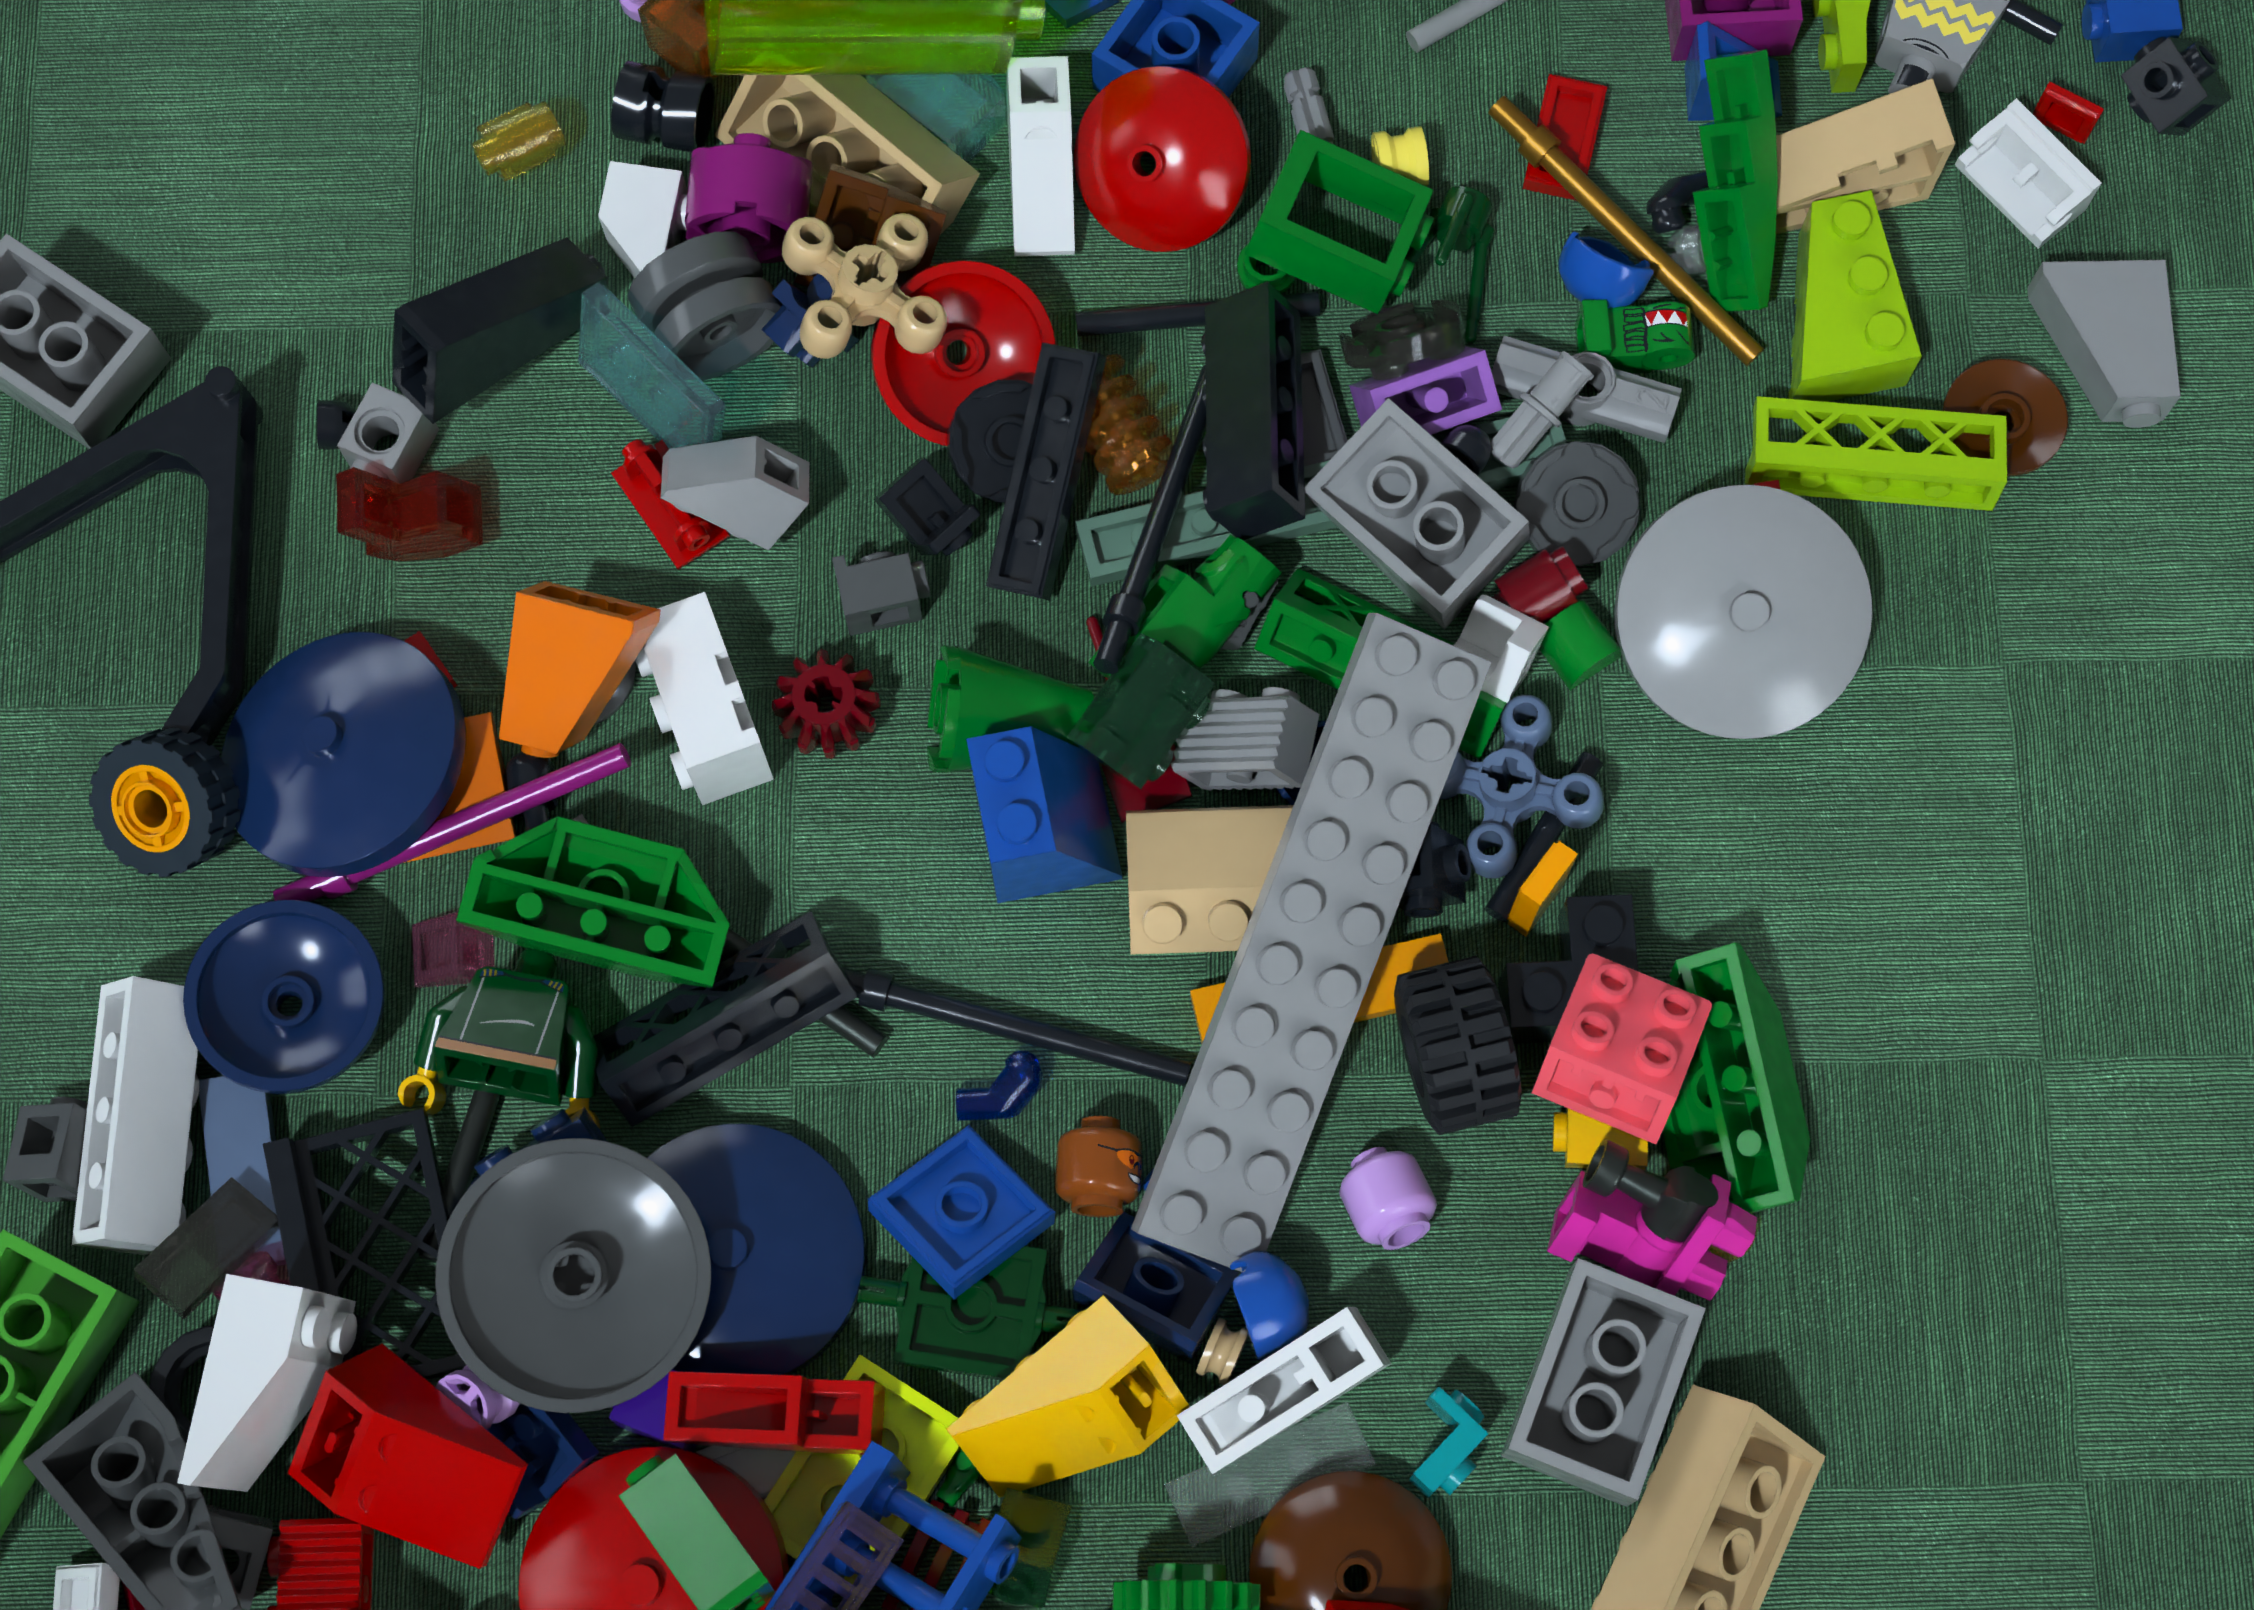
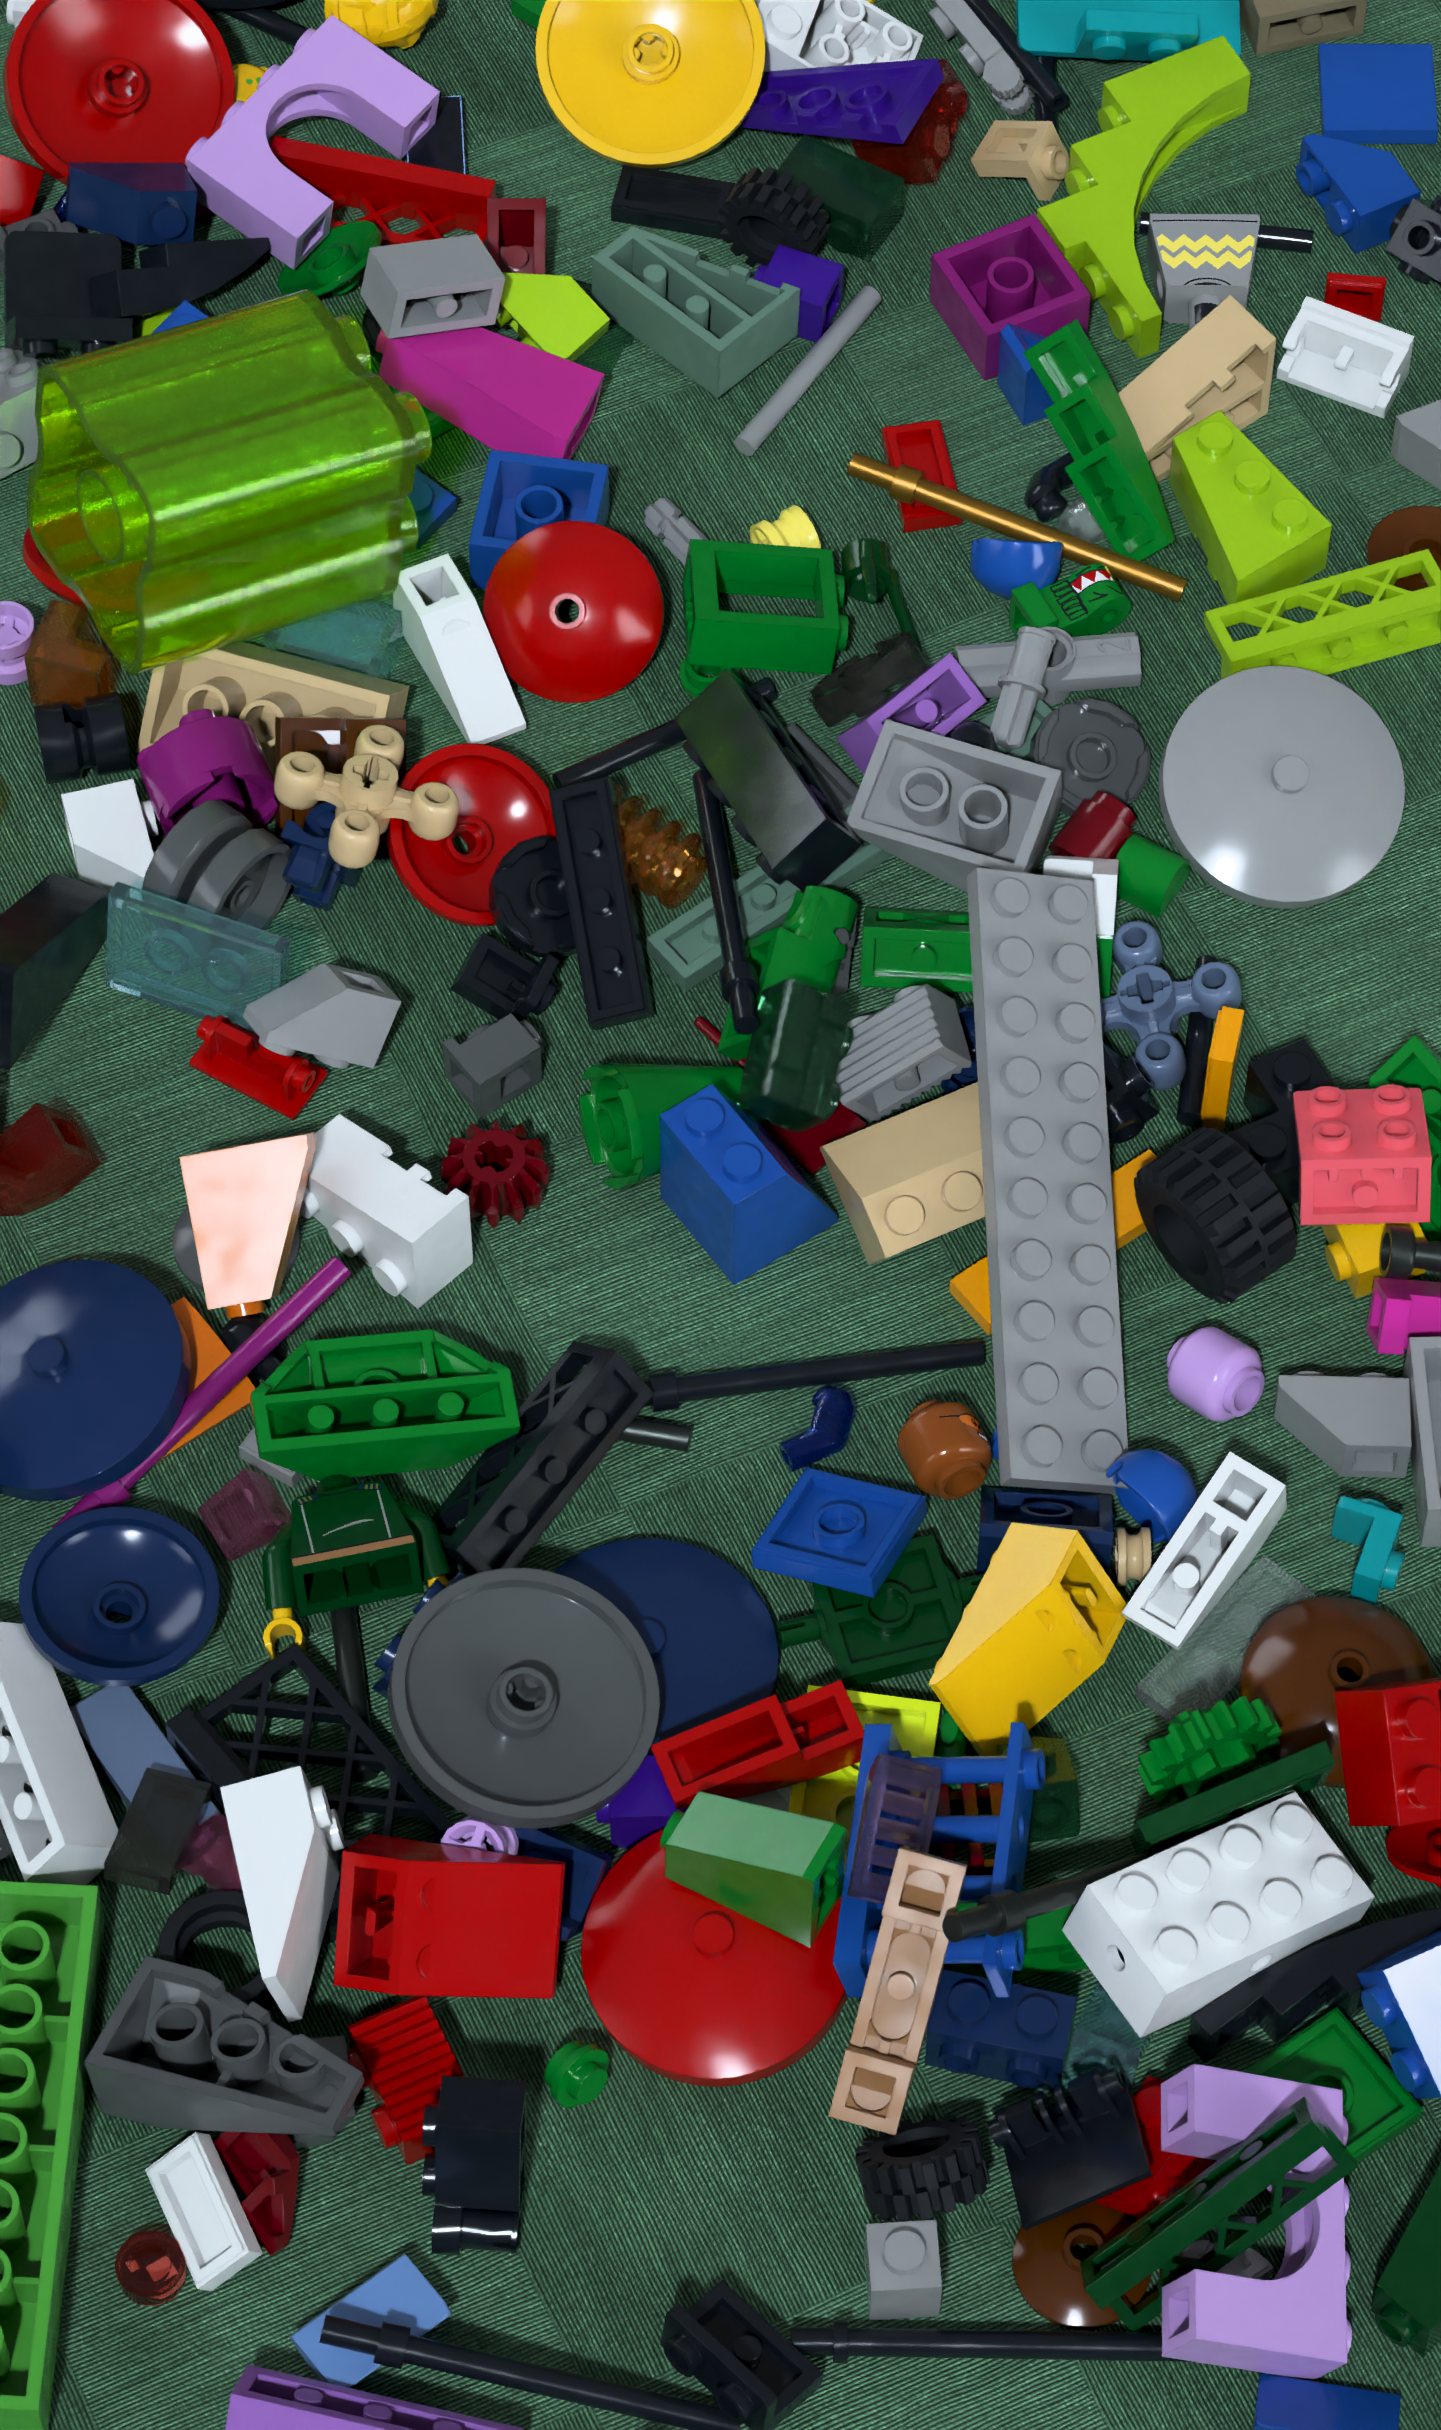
camera: 25 degrees left, 15 degrees down
(1493, 1305) = (1349, 1422): none -> light grey slope

